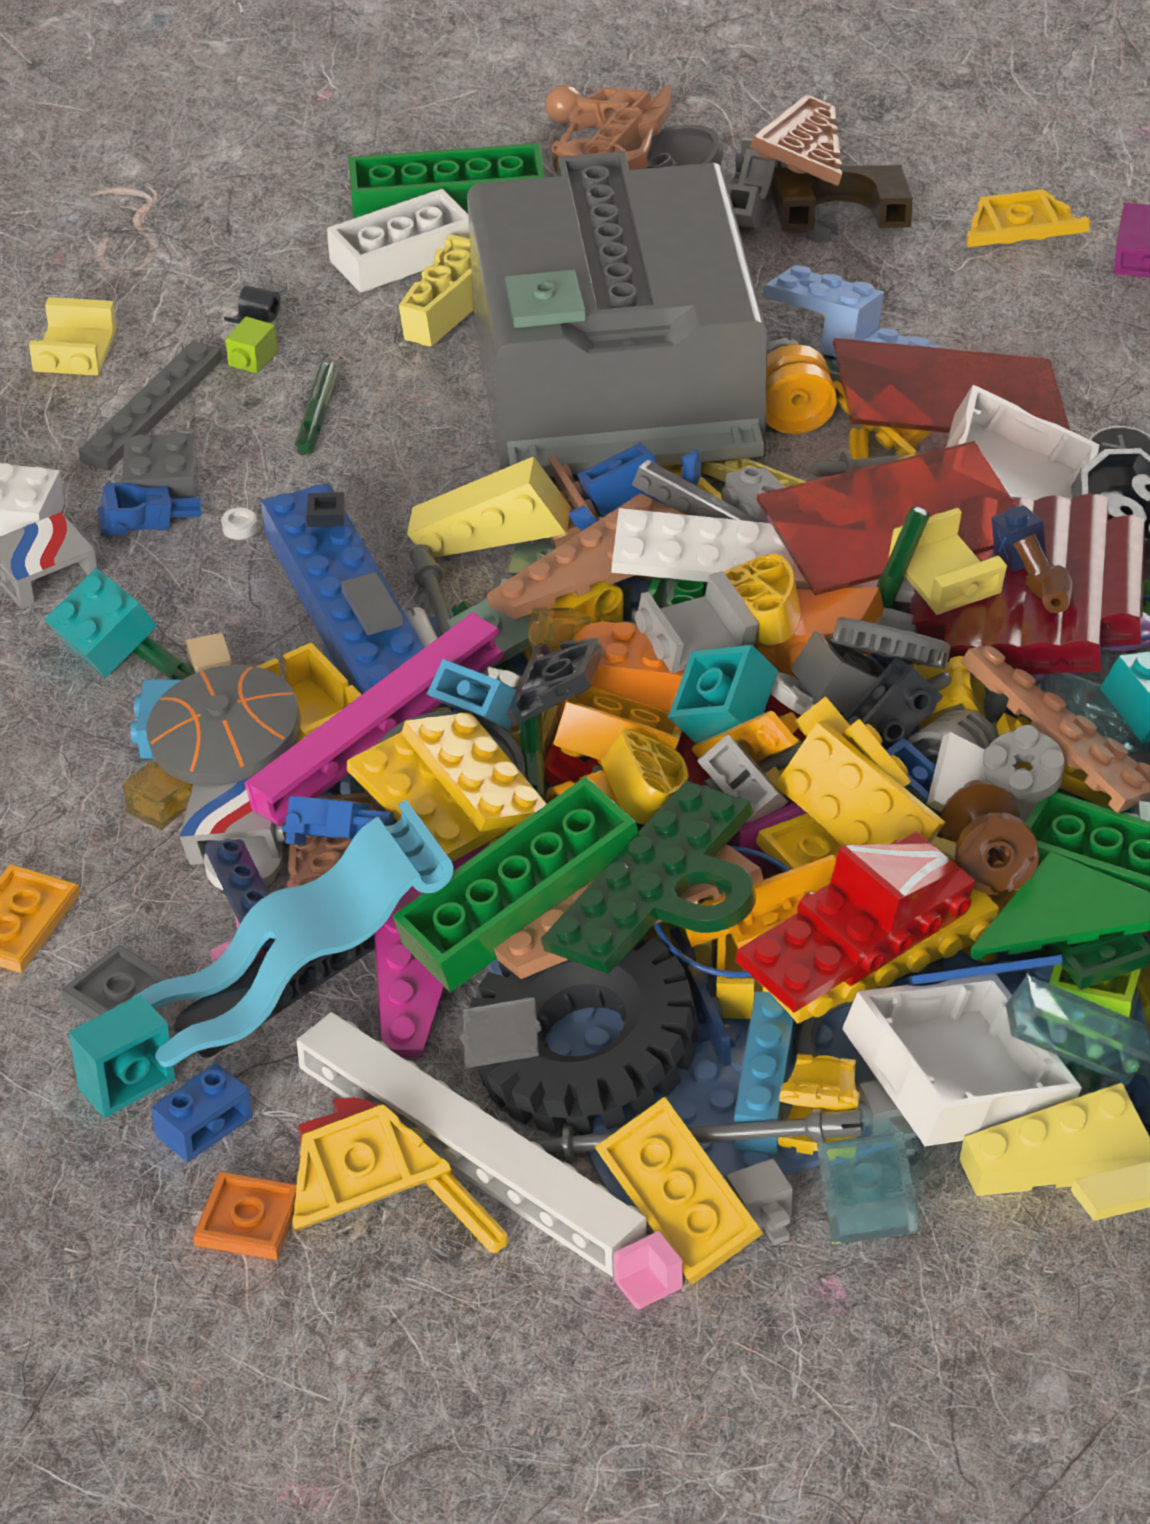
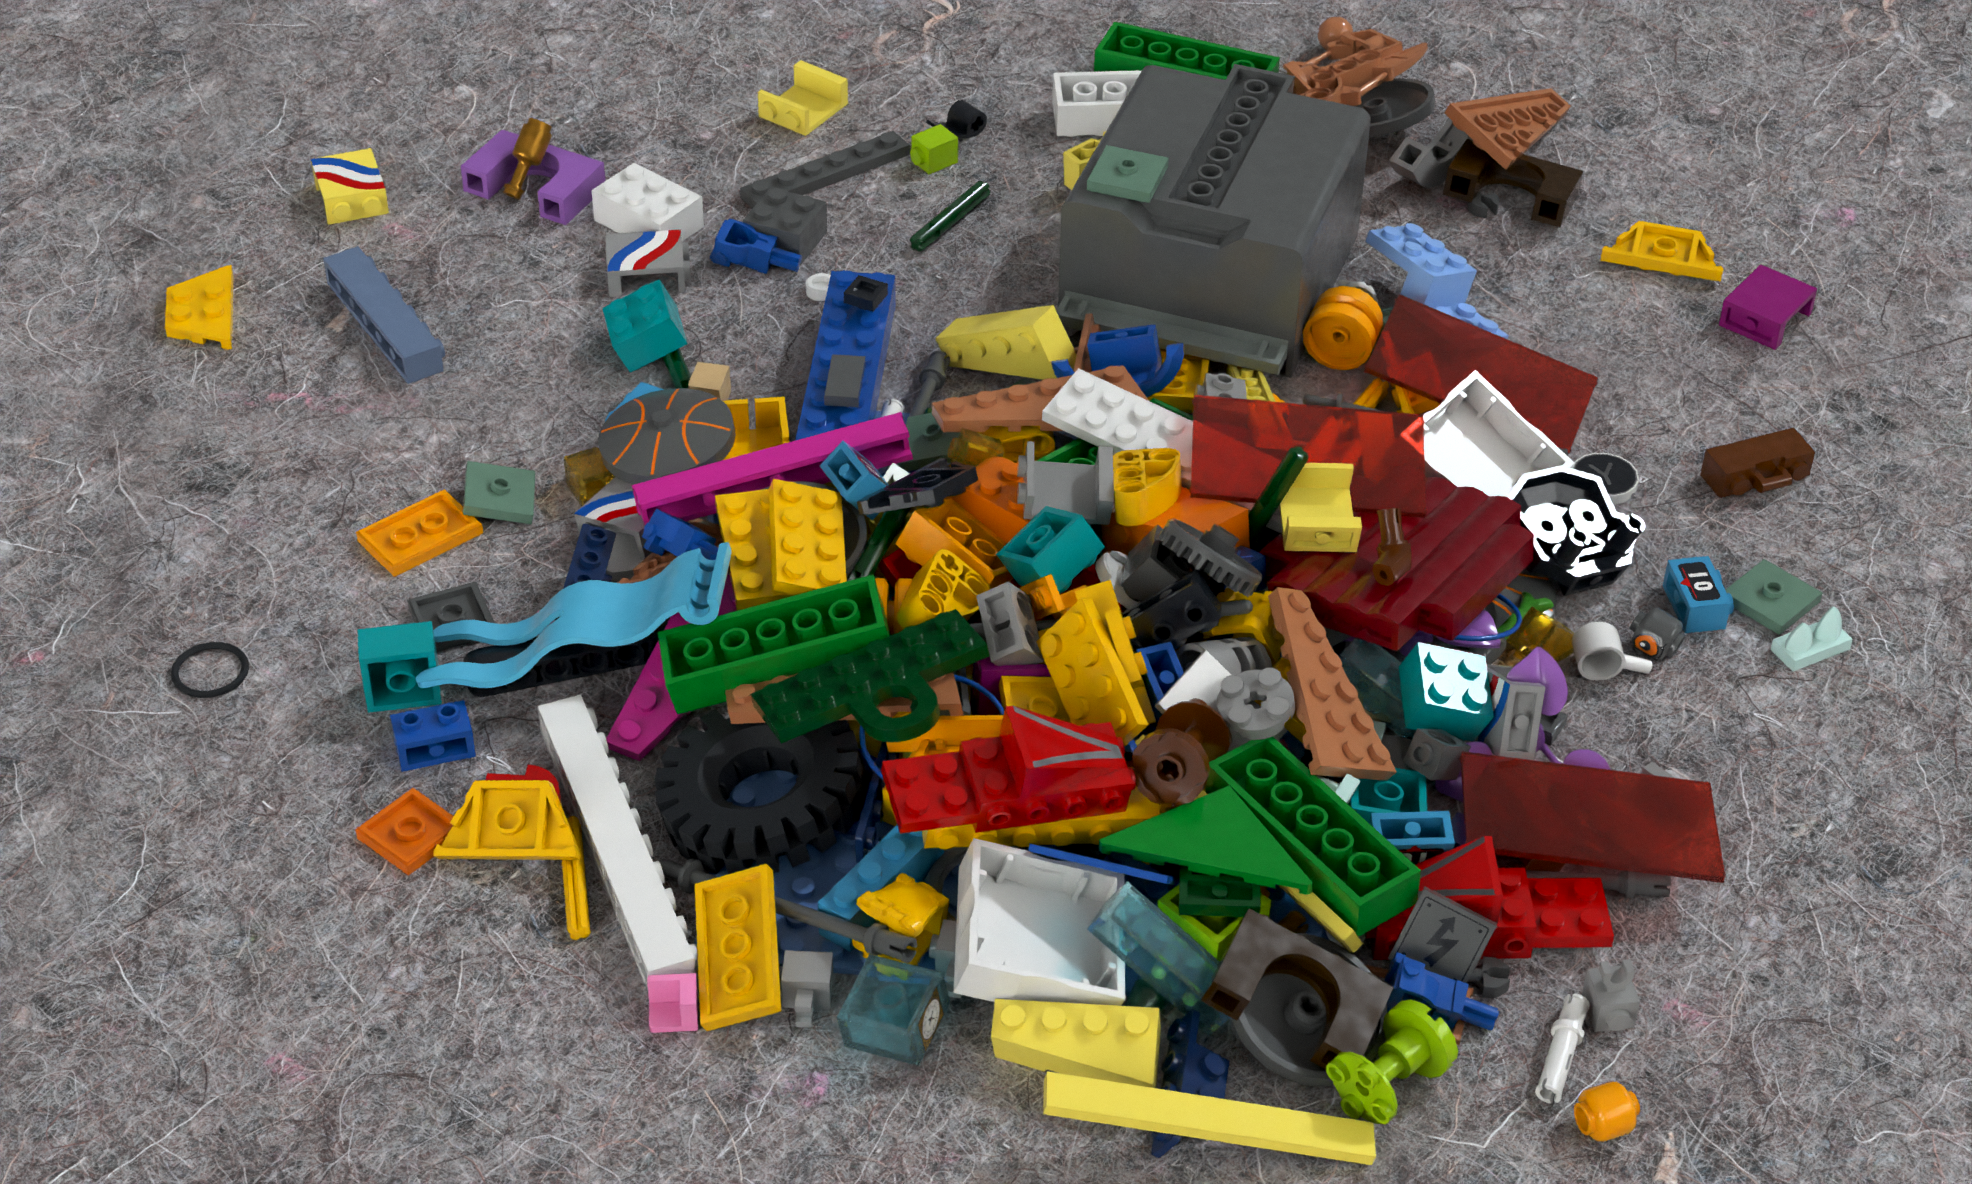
camera: 25 degrees right, 0 degrees up
(73, 846) = (499, 492): none -> sand green plate
(500, 1032) = (686, 761): clear piece -> none
(683, 494) = (1152, 378): dark grey piece -> none
(1012, 527) = (1407, 497): dark blue brick -> none

